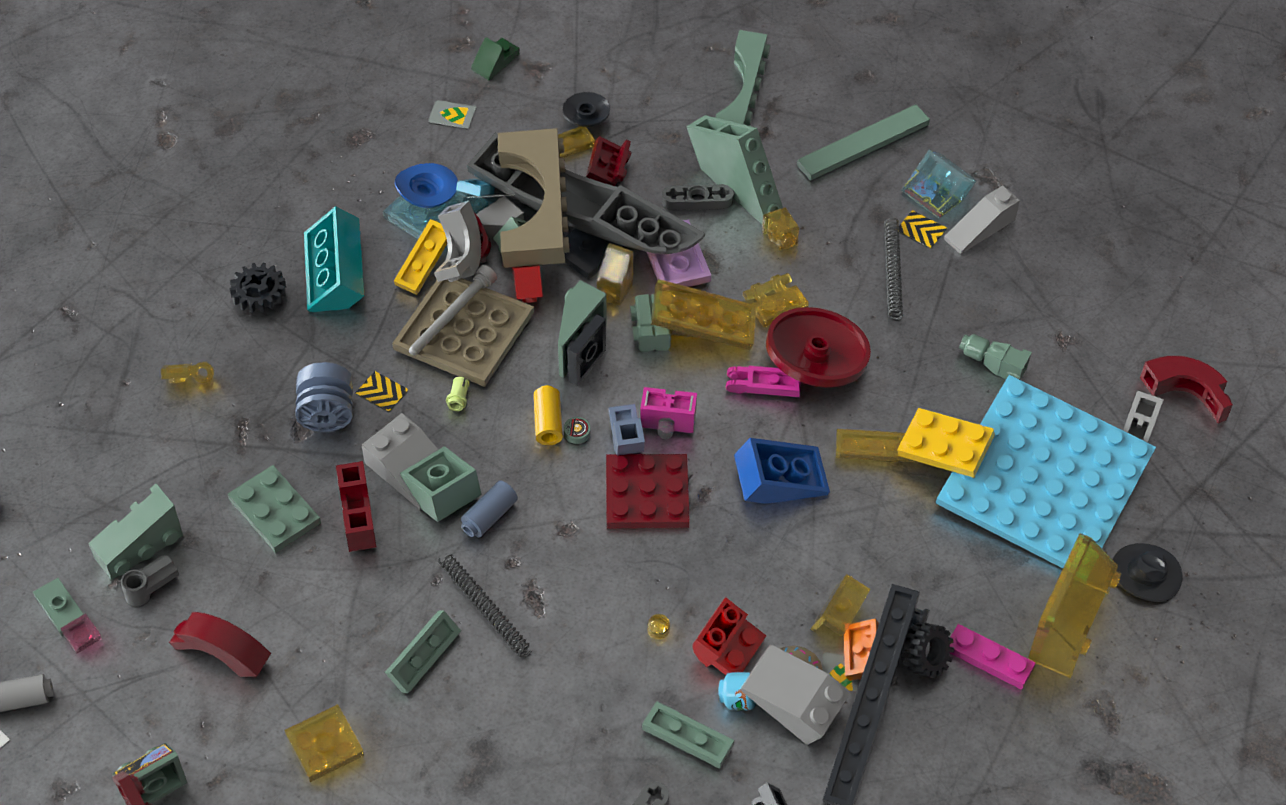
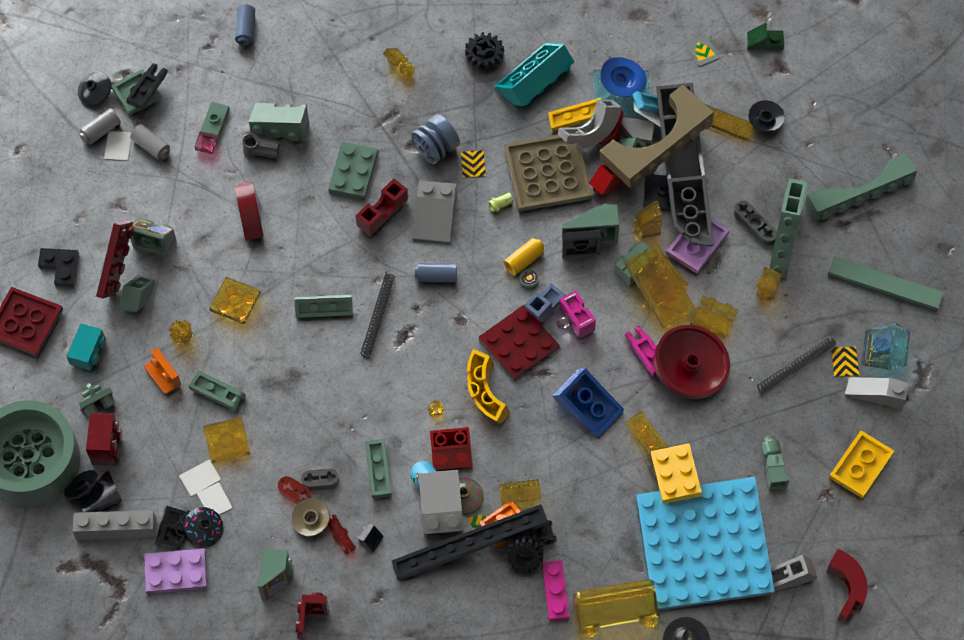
camera: 55 degrees right, 10 degrees up
(442, 483) = (431, 237): sand green slope -> none
(483, 278) = (585, 155): light grey piece -> none
(608, 161) = (734, 156): dark red bracket -> none
(693, 564) = (478, 378): none -> yellow brick
(1056, 287) = (861, 464): none -> yellow plate

